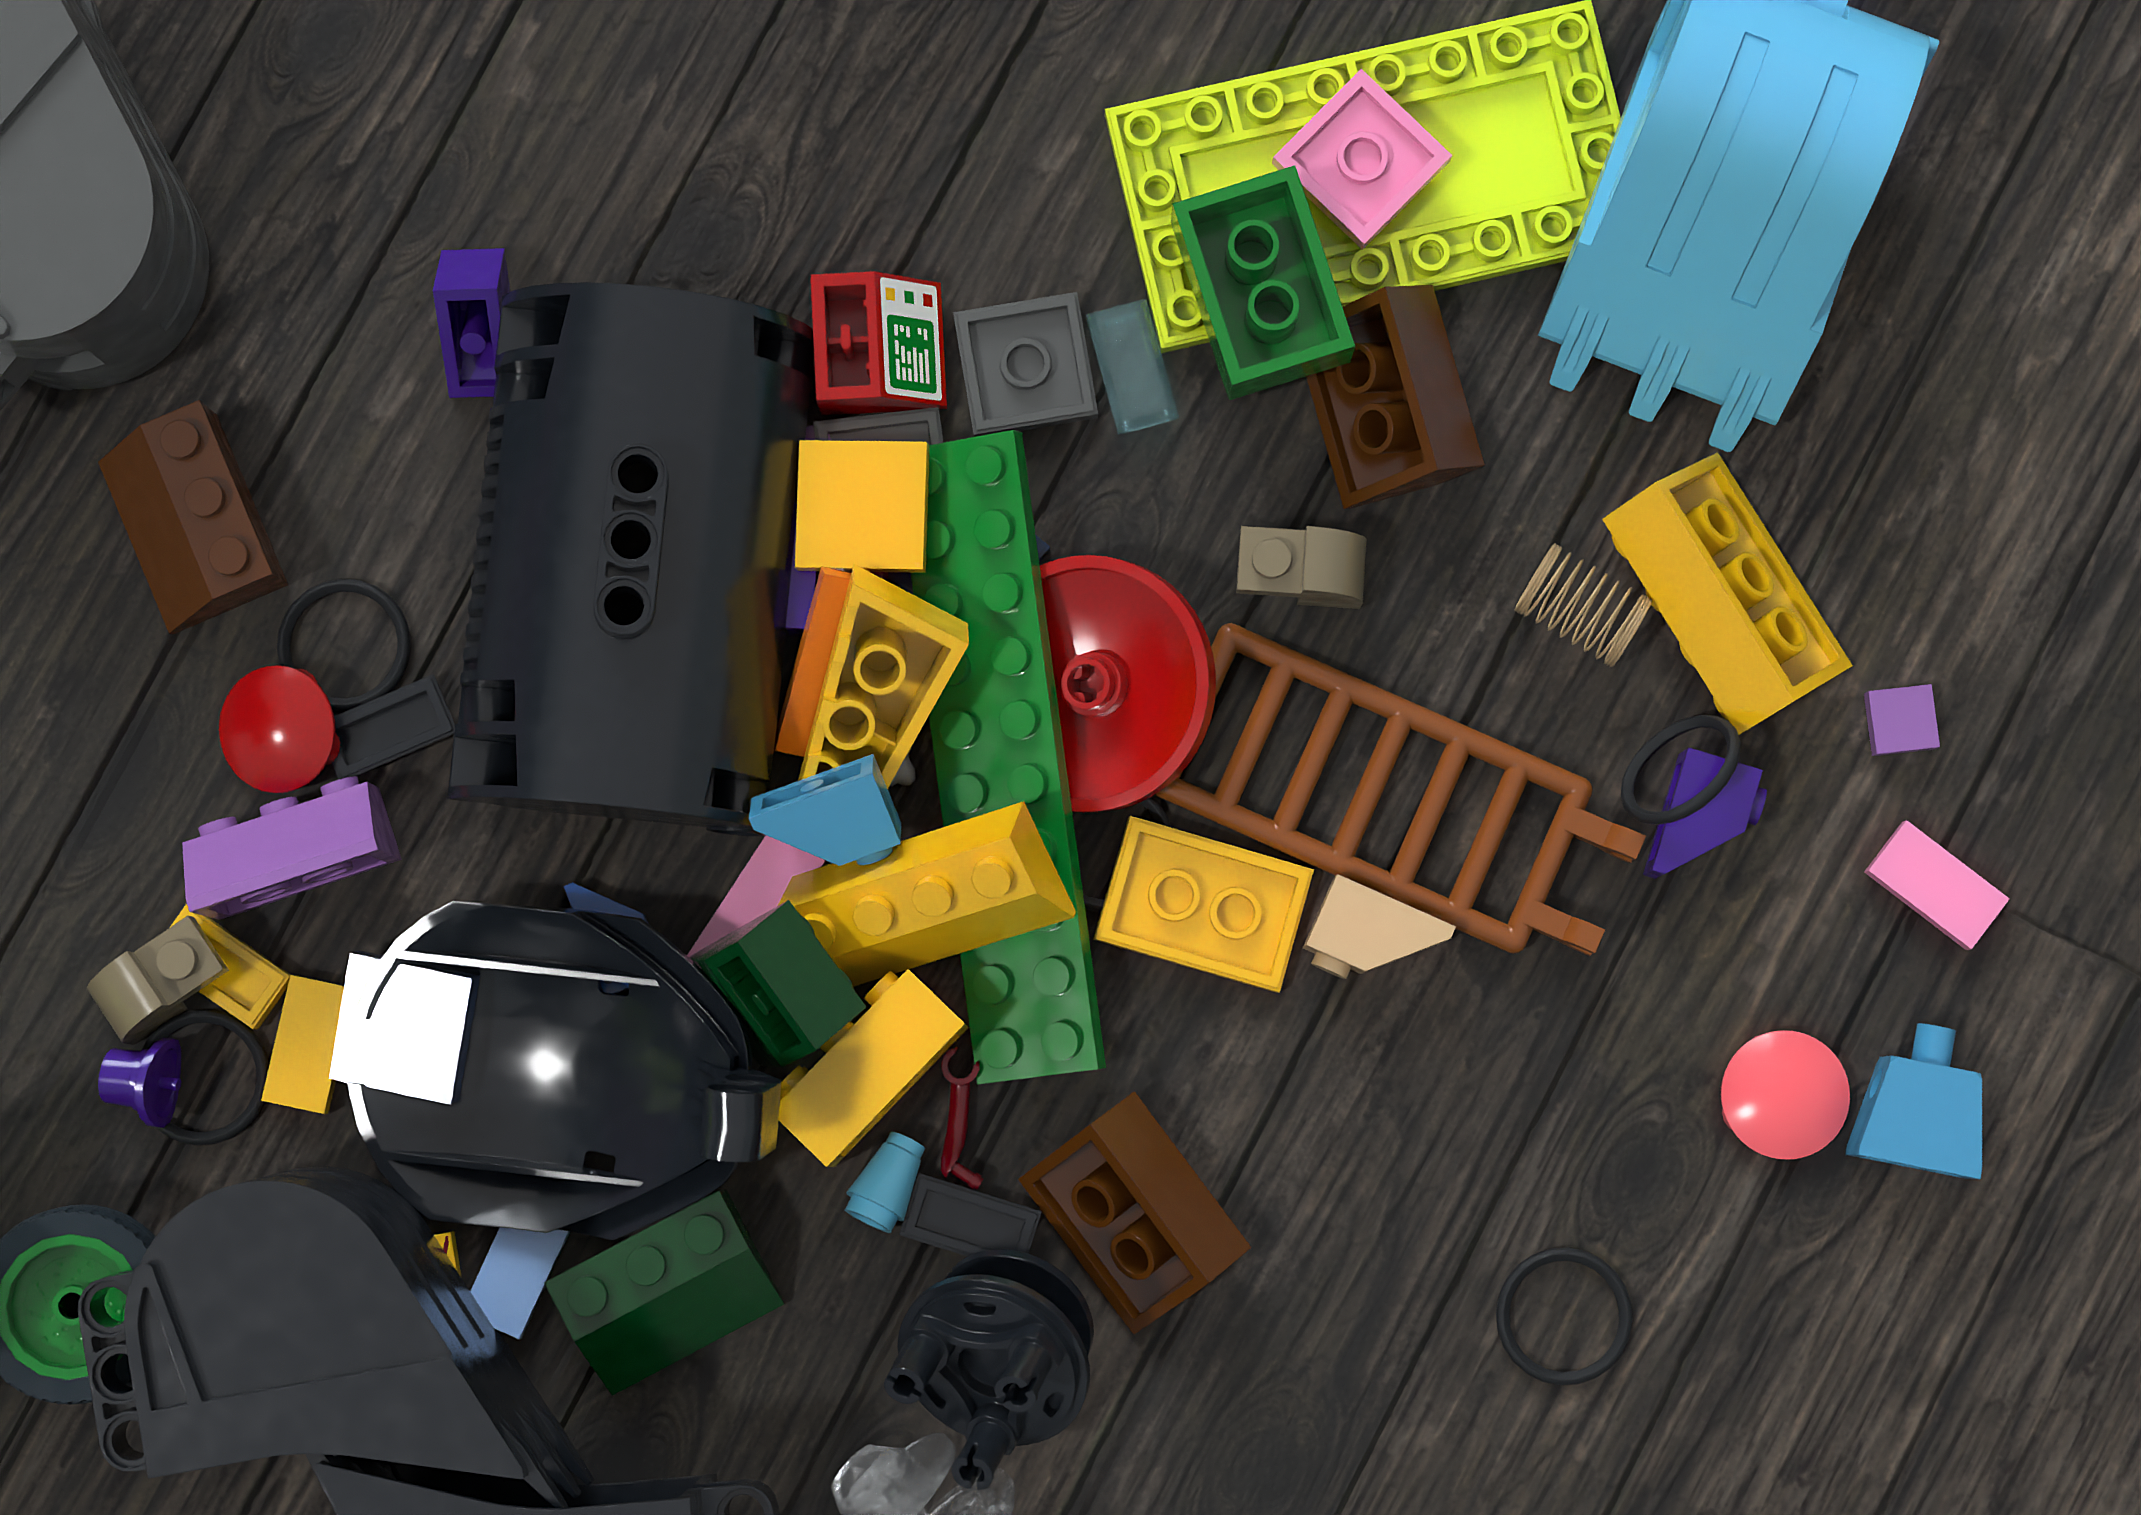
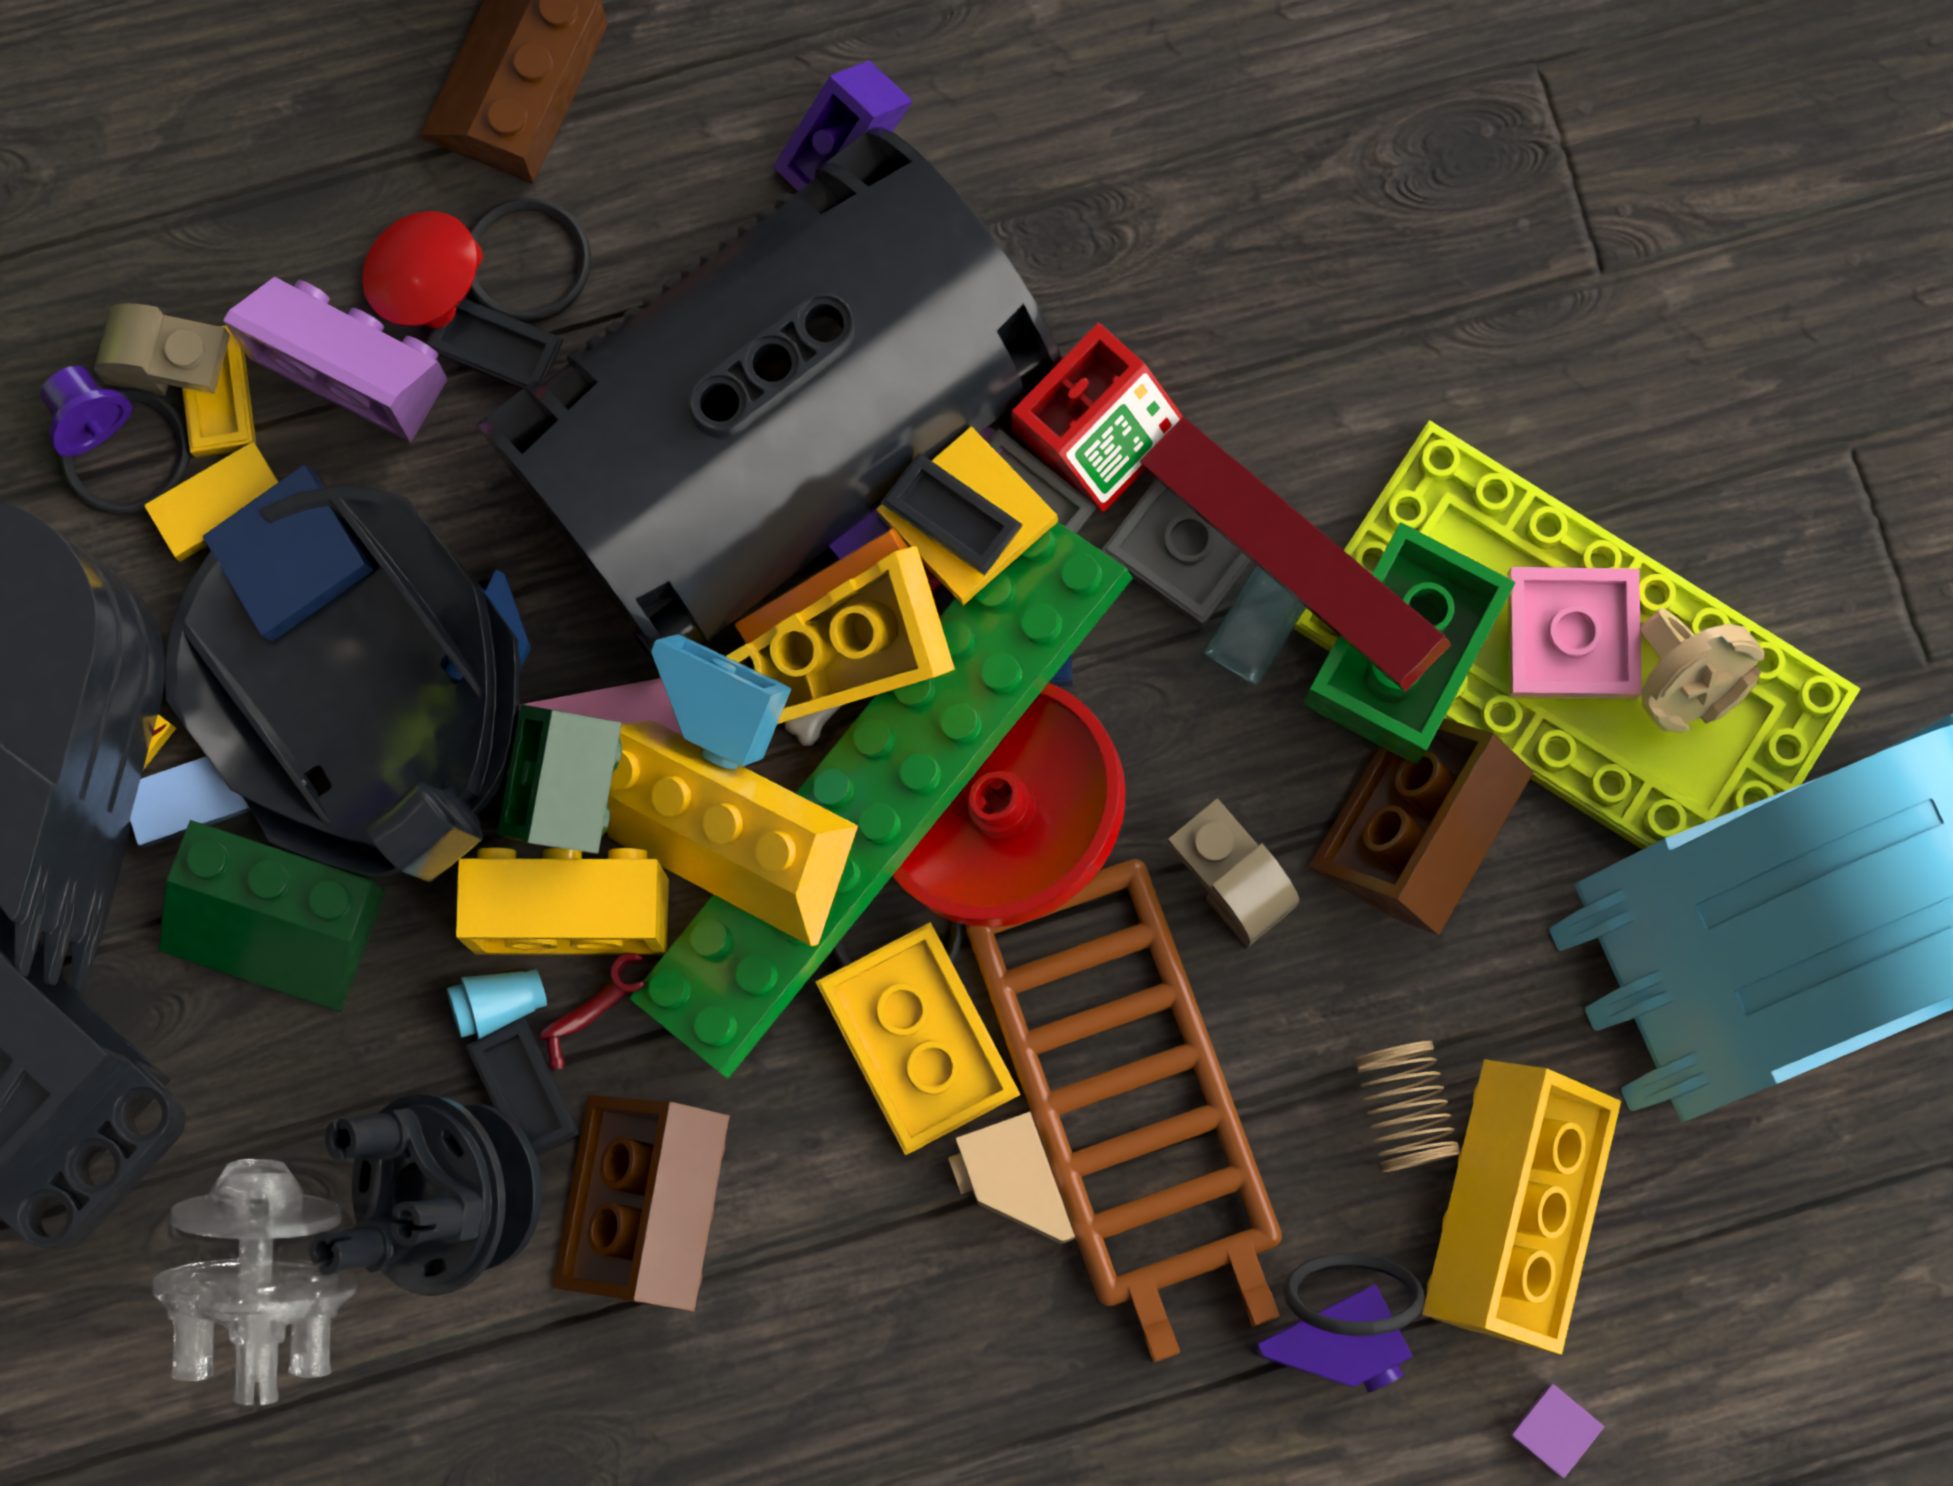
camera: 45 degrees right, 5 degrees down
(854, 516) = (951, 514): none -> black tile
(1120, 300) = (1296, 554): none -> dark red tile
(1478, 101) = (1698, 672): none -> tan tile

